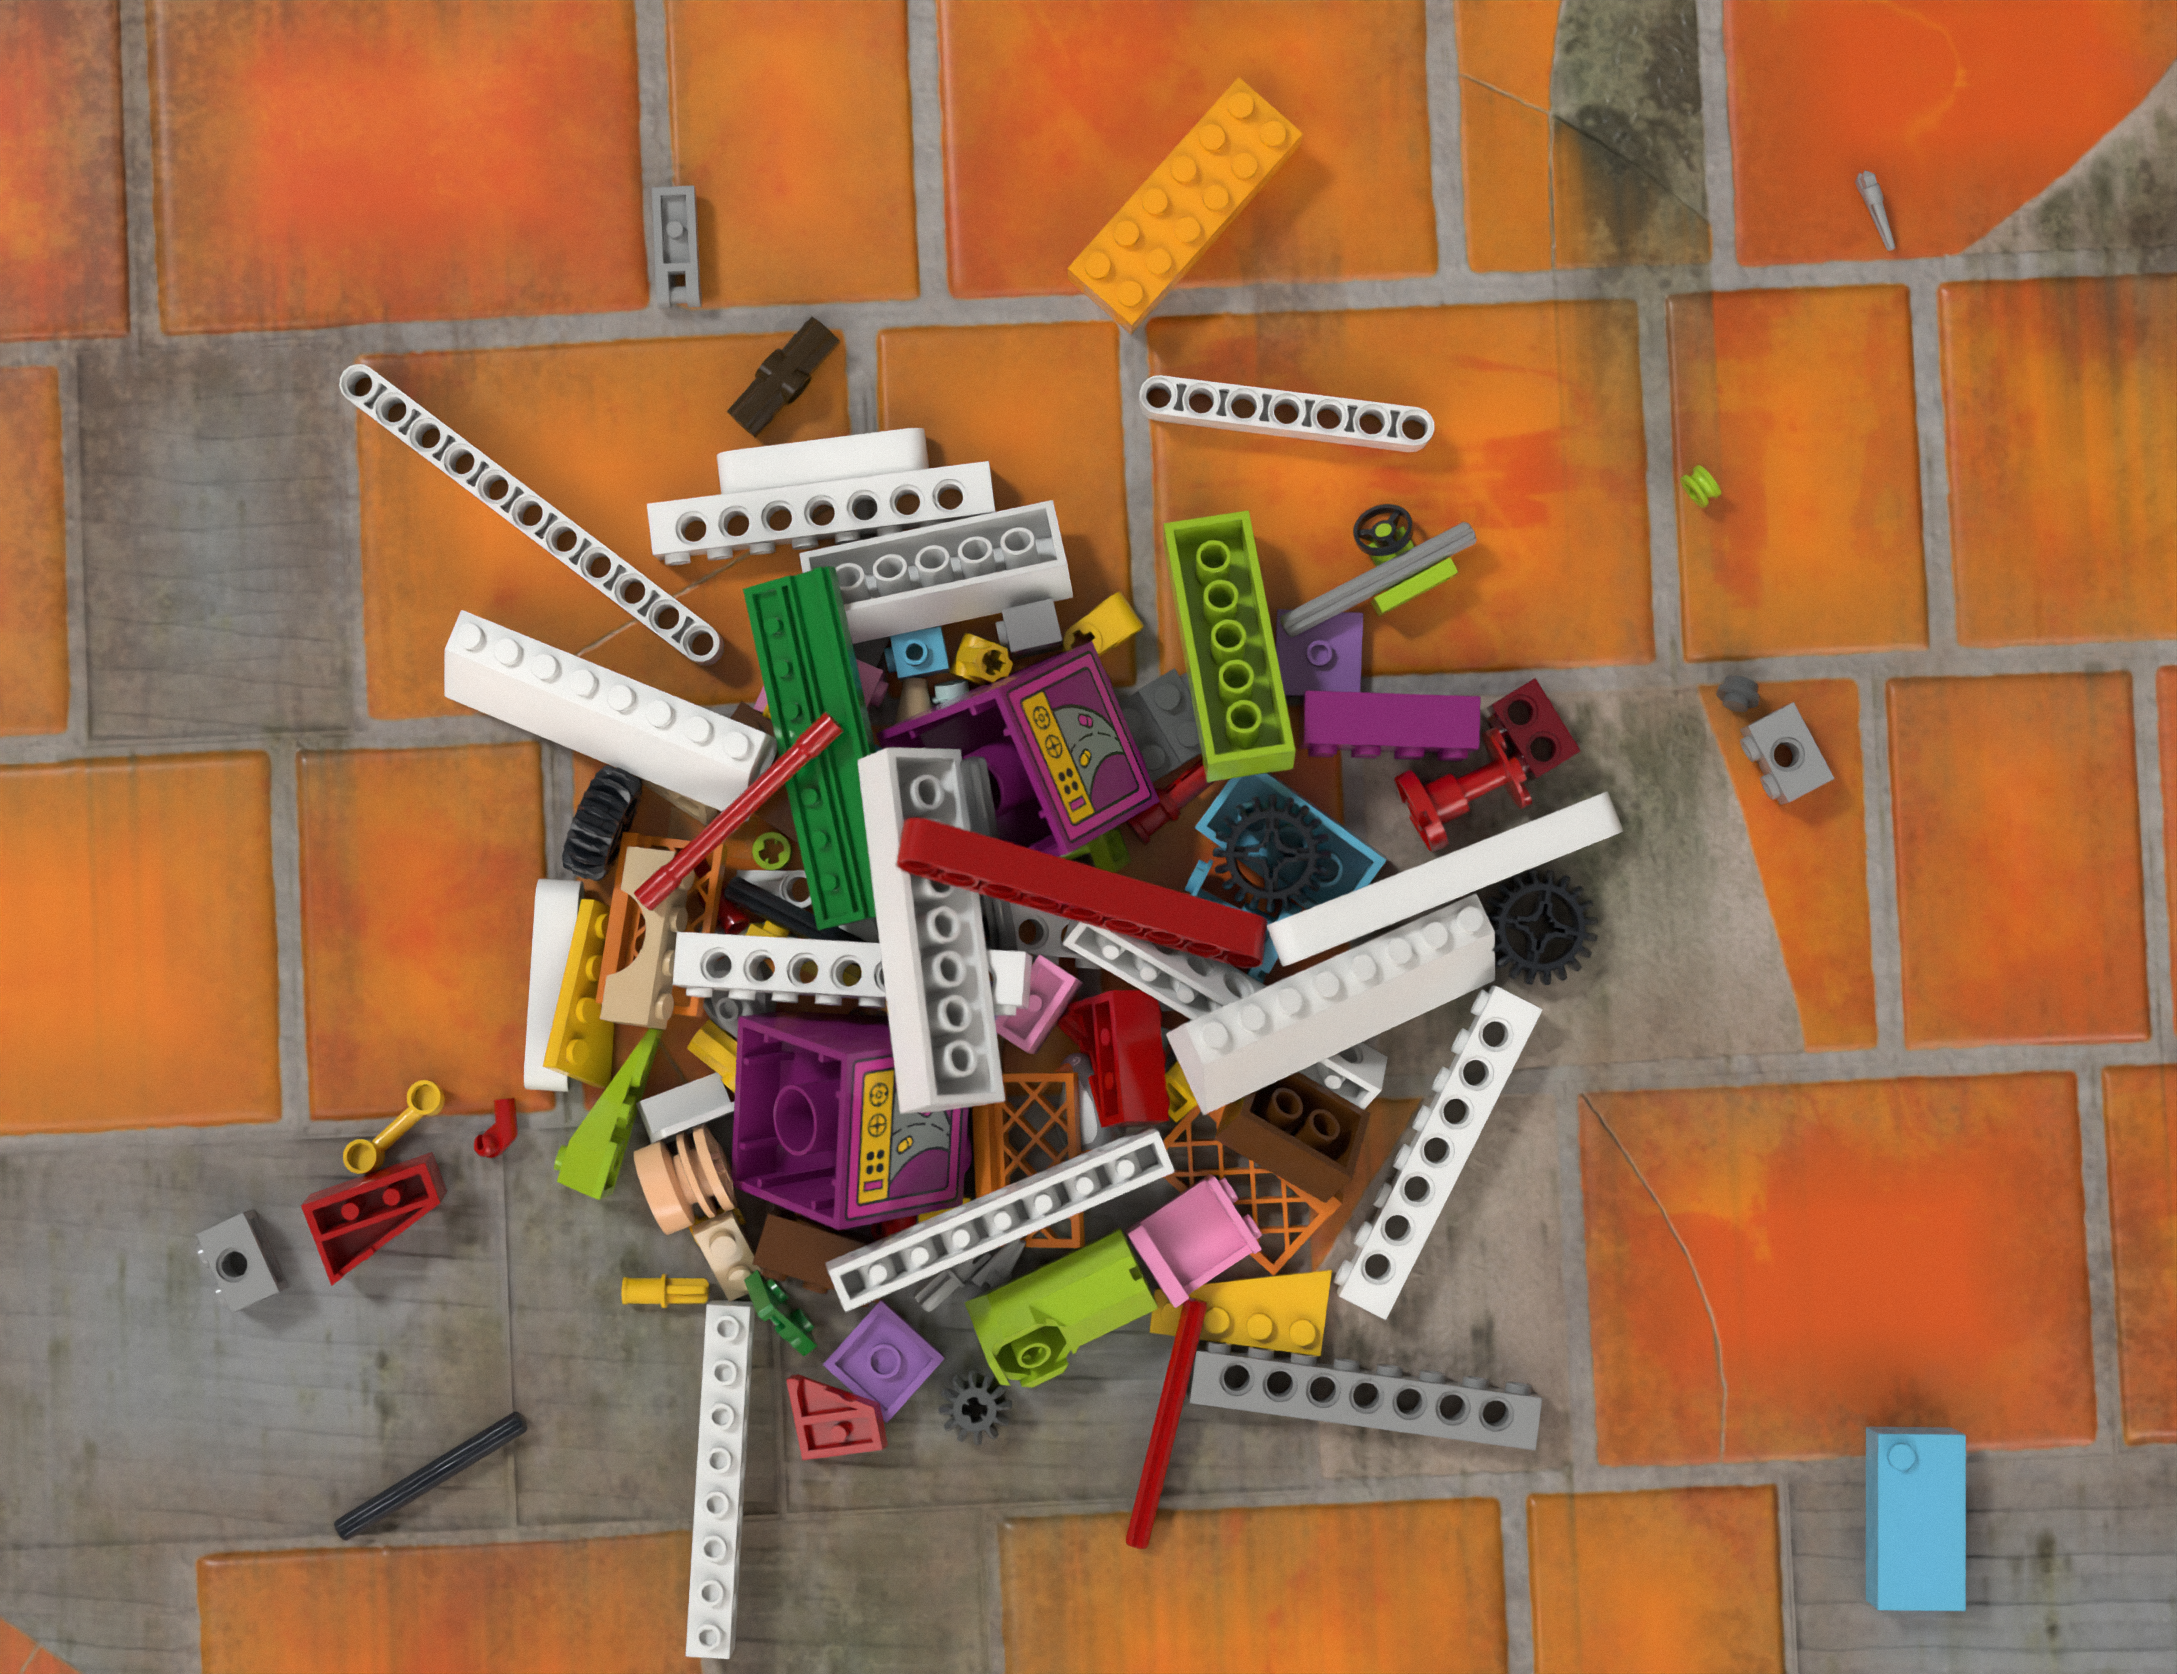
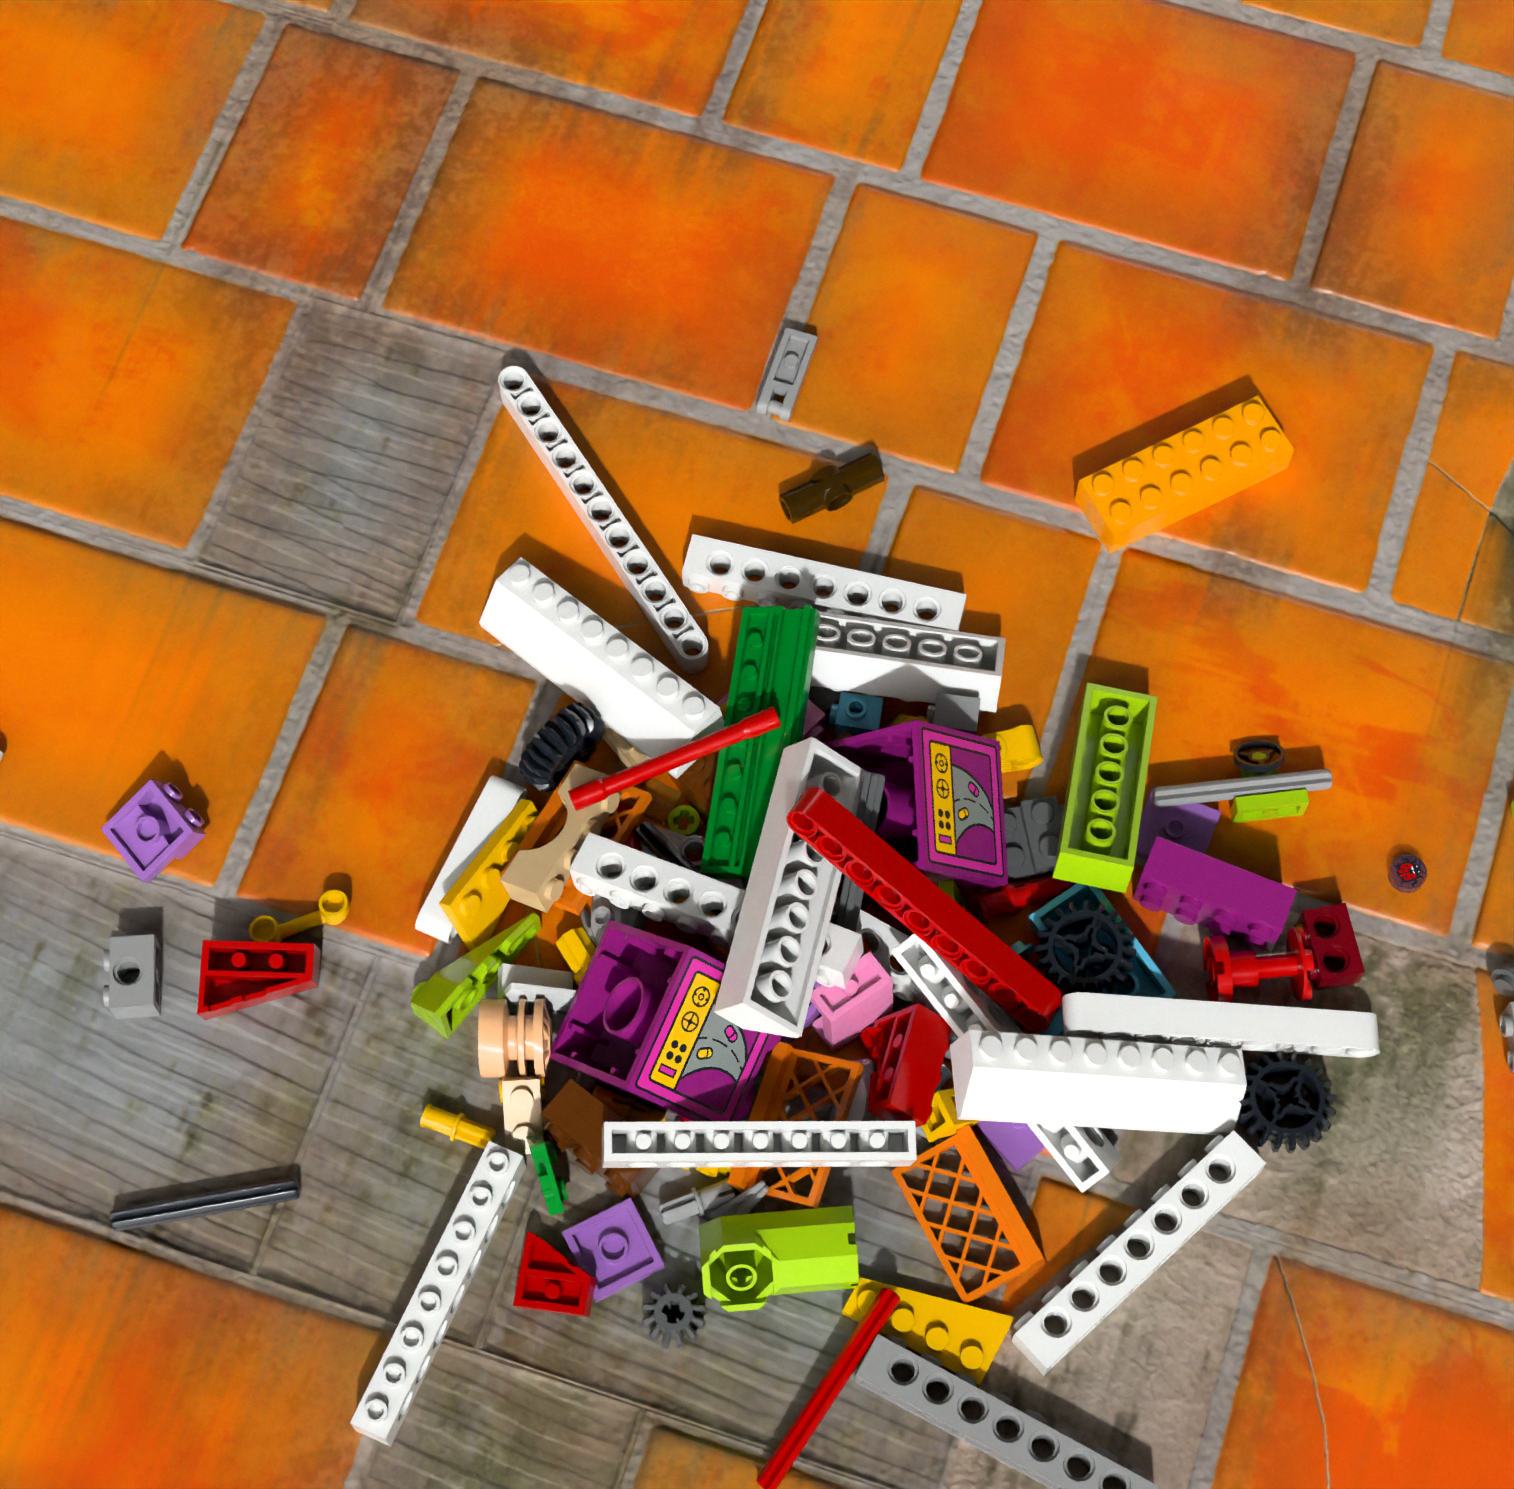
camera: 20 degrees right, 20 degrees down
(187, 1086) = (154, 829): none -> medium lavender plate
(501, 1133) = (382, 957): red arm -> none
(822, 460) = (839, 550): white beam -> none
(1194, 1238) = (909, 1242): bright pink panel -> none
(1297, 1133) = (1026, 1176): reddish brown brick -> none
(1306, 406) = (1219, 660): white beam -> none
(1590, 606) = (1407, 873): none -> tile

